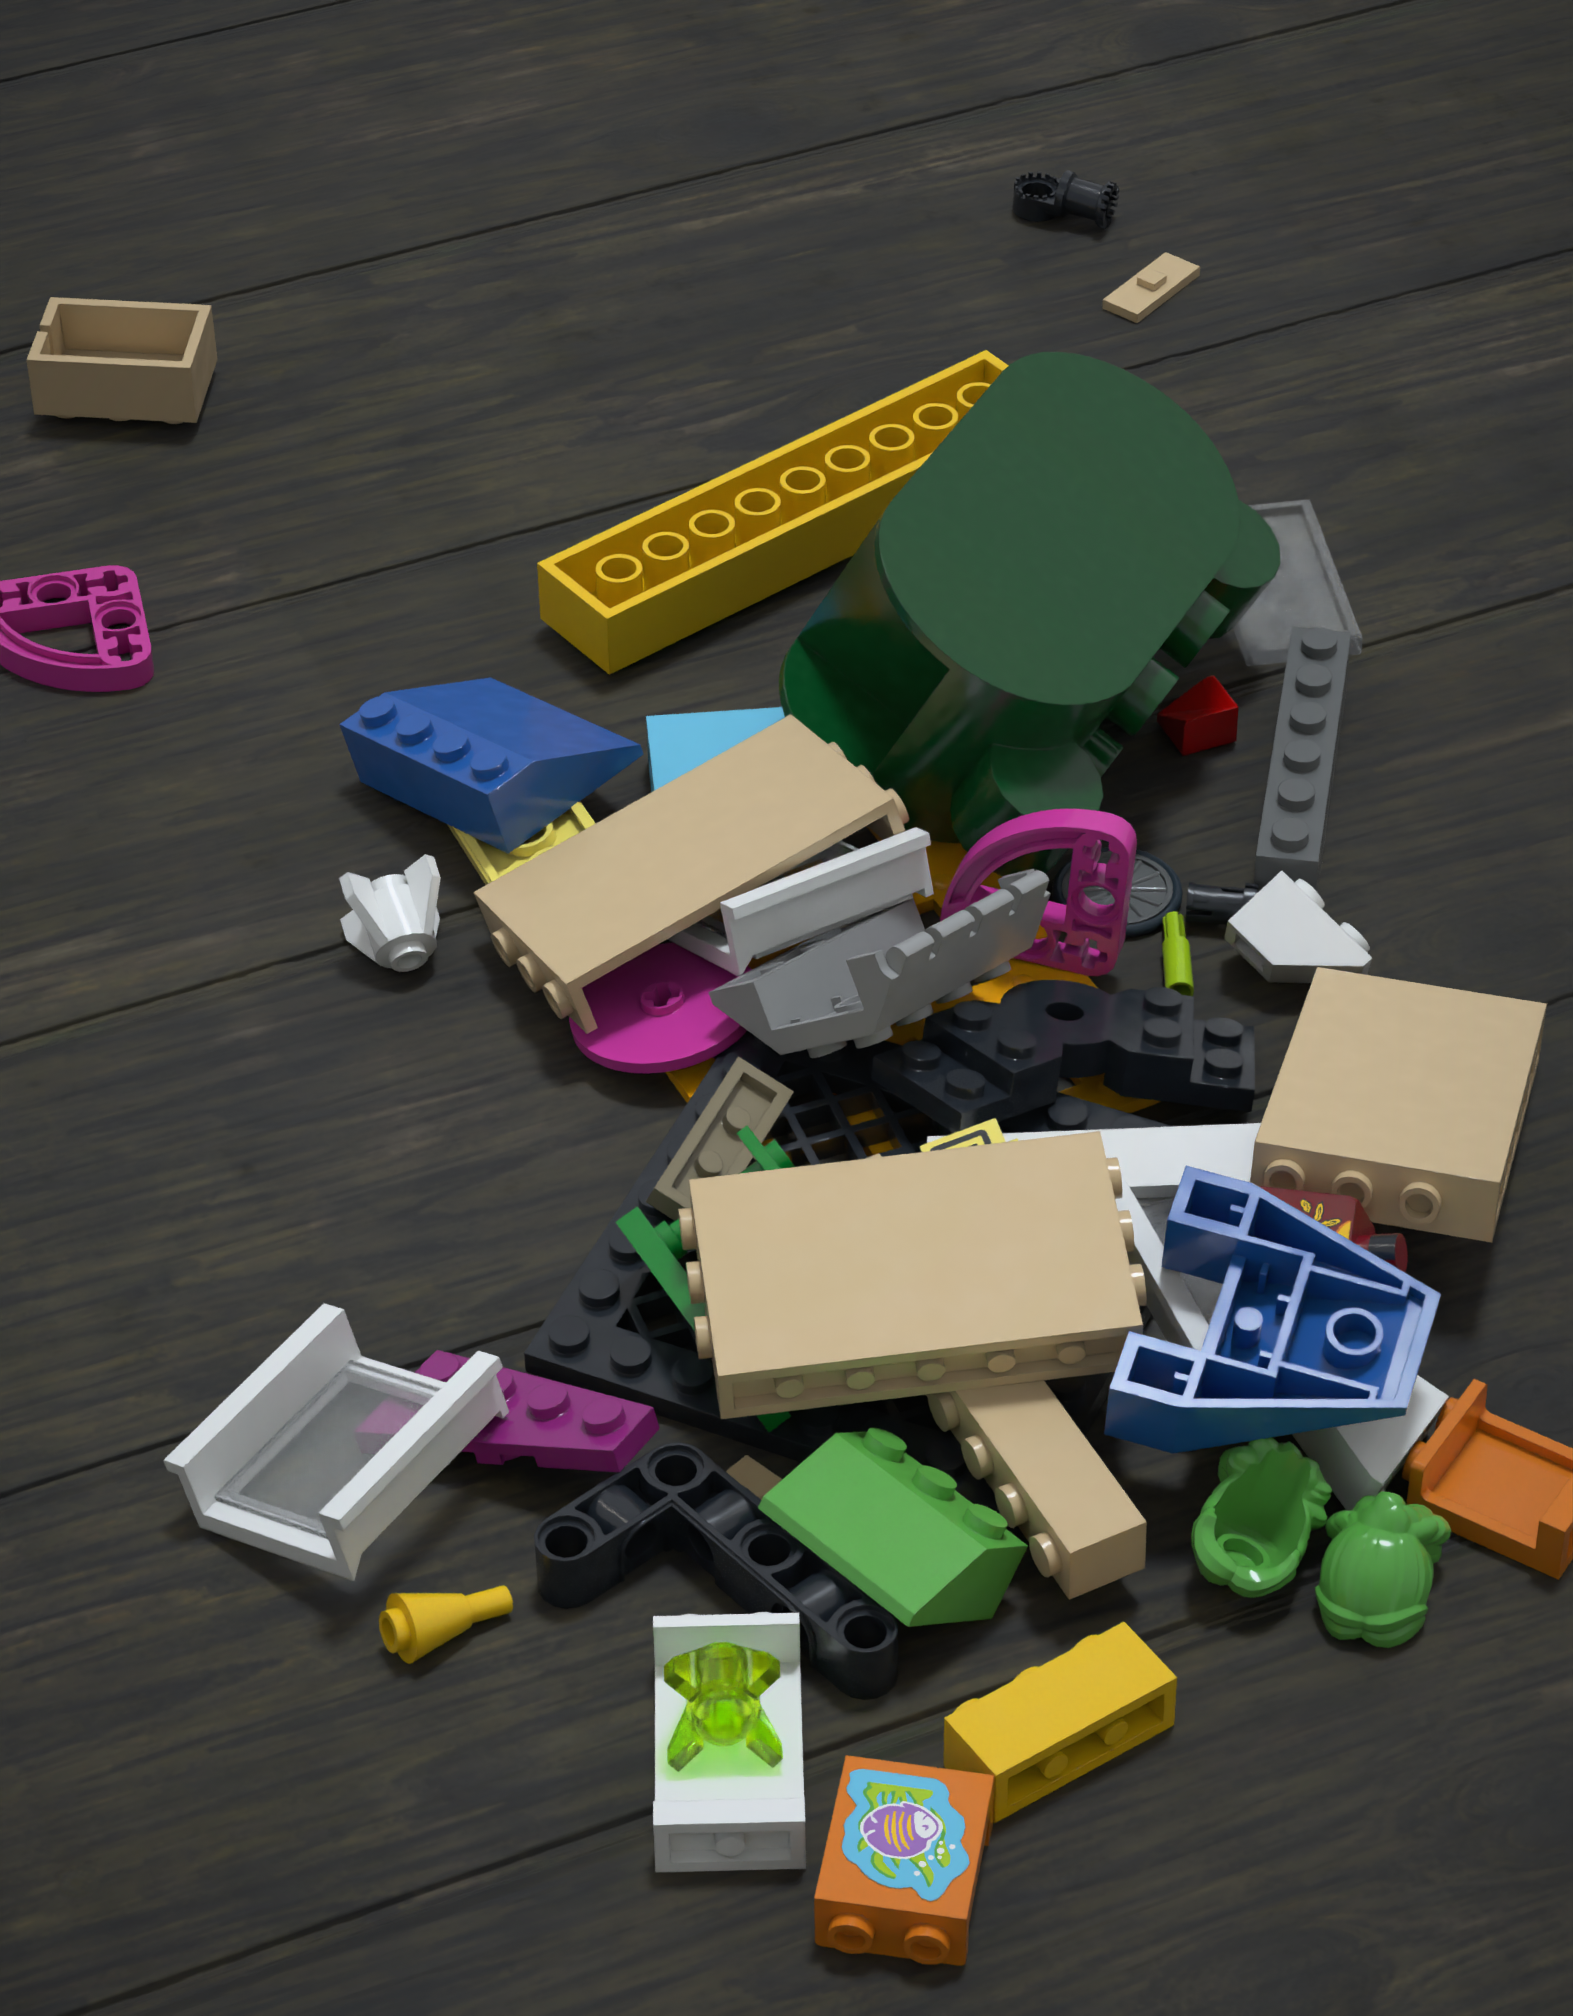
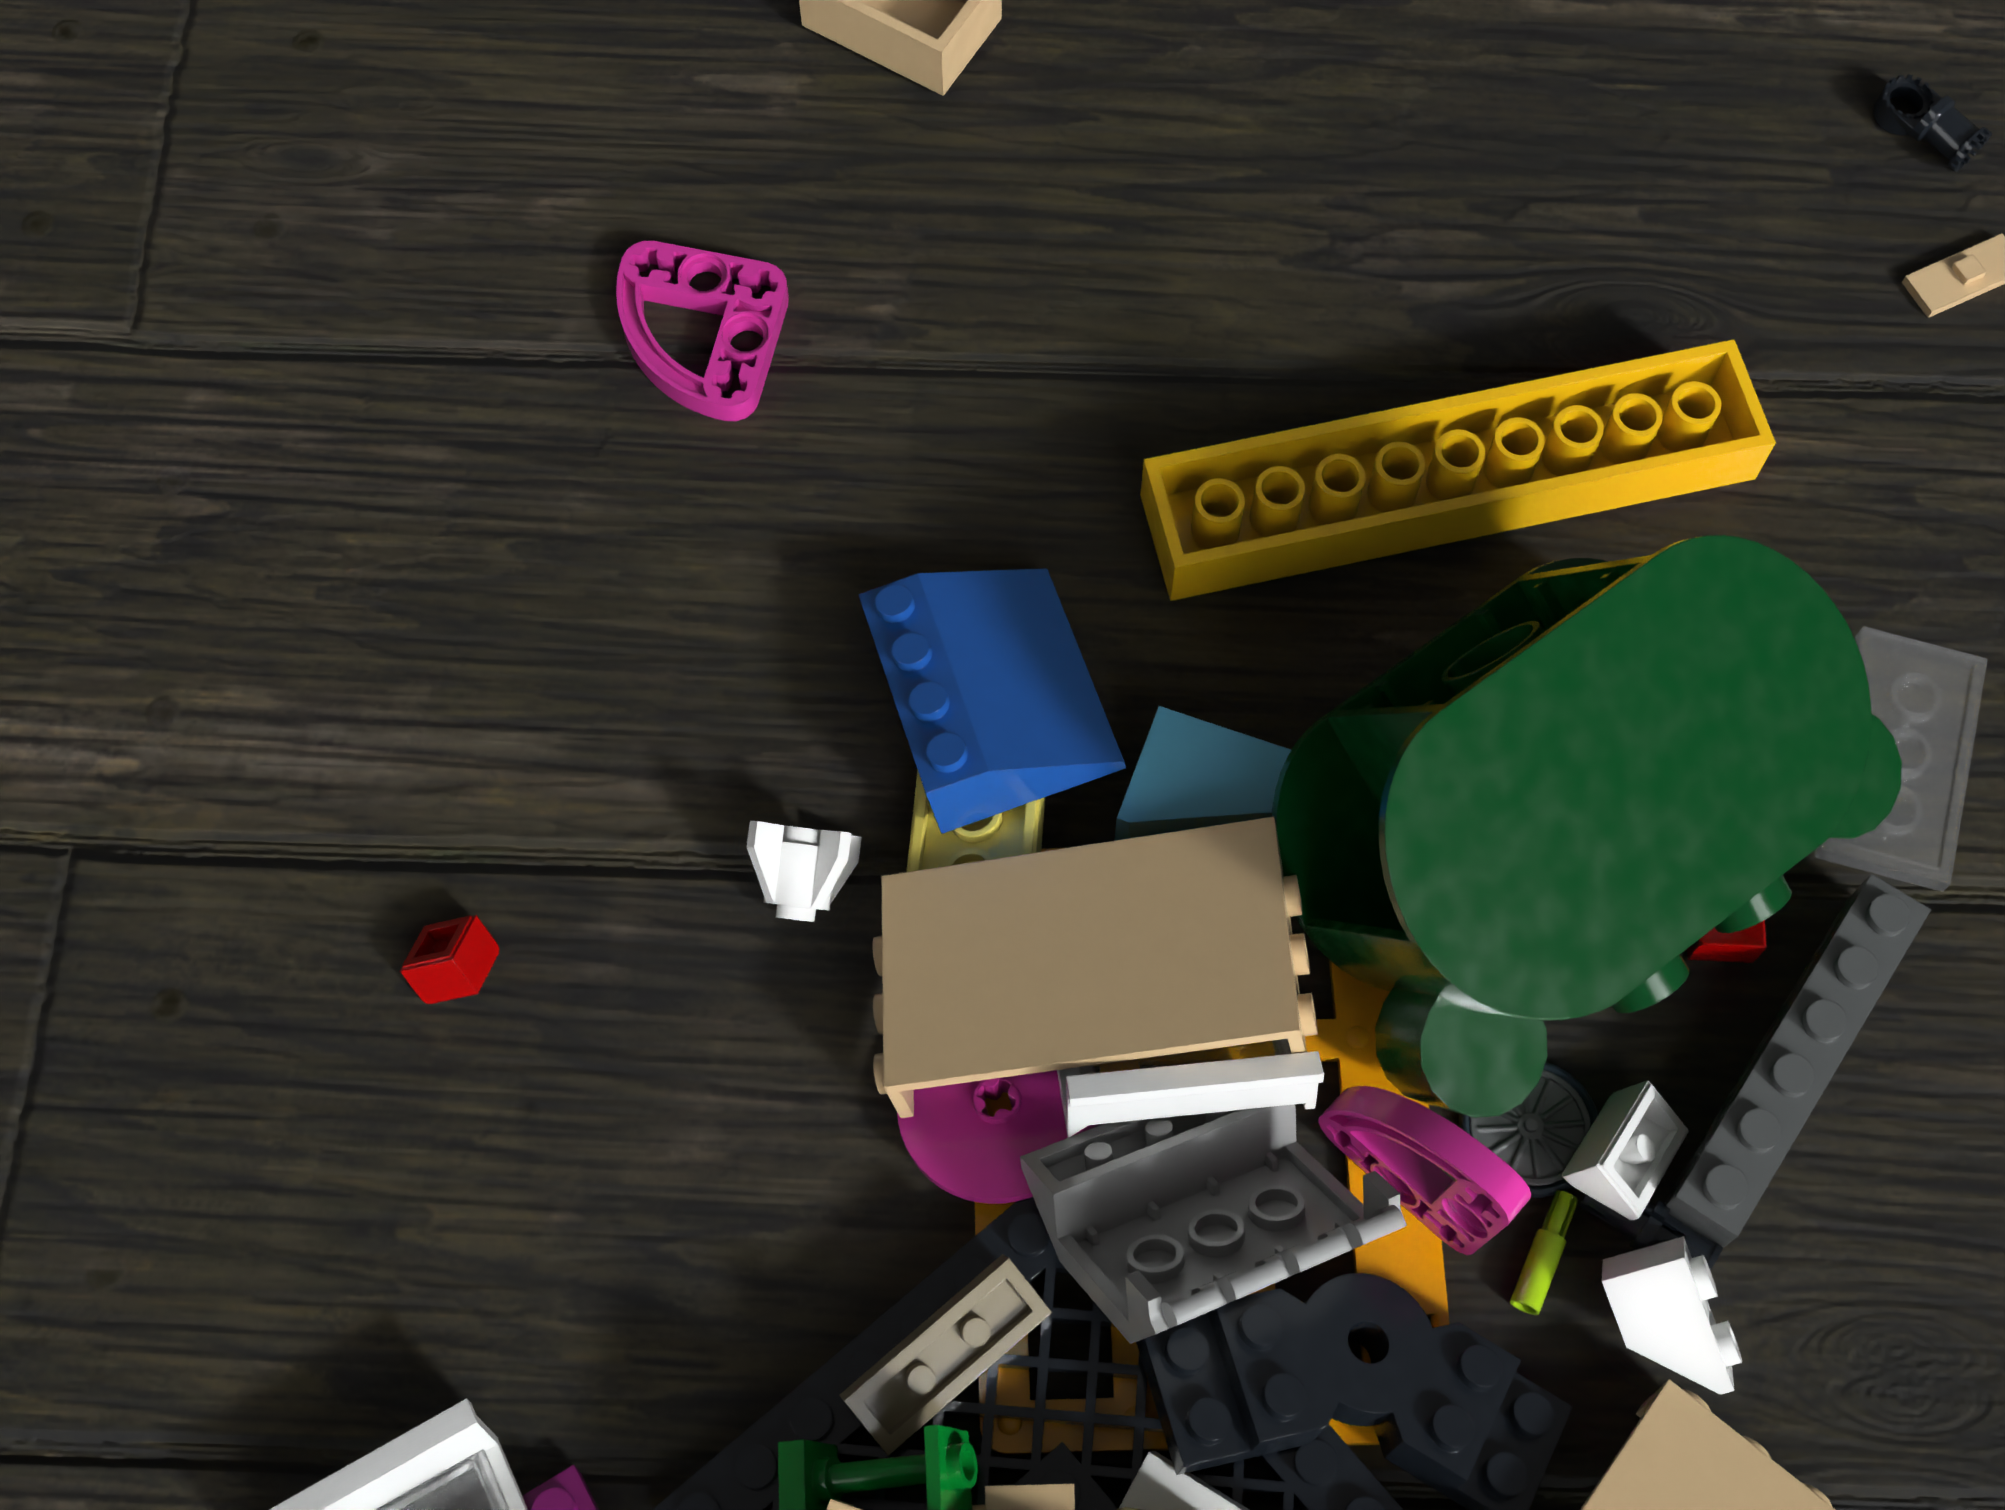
camera: 25 degrees right, 25 degrees up
(110, 1088) = (450, 959): none -> red slope
(1203, 860) = (1627, 1150): none -> white slope

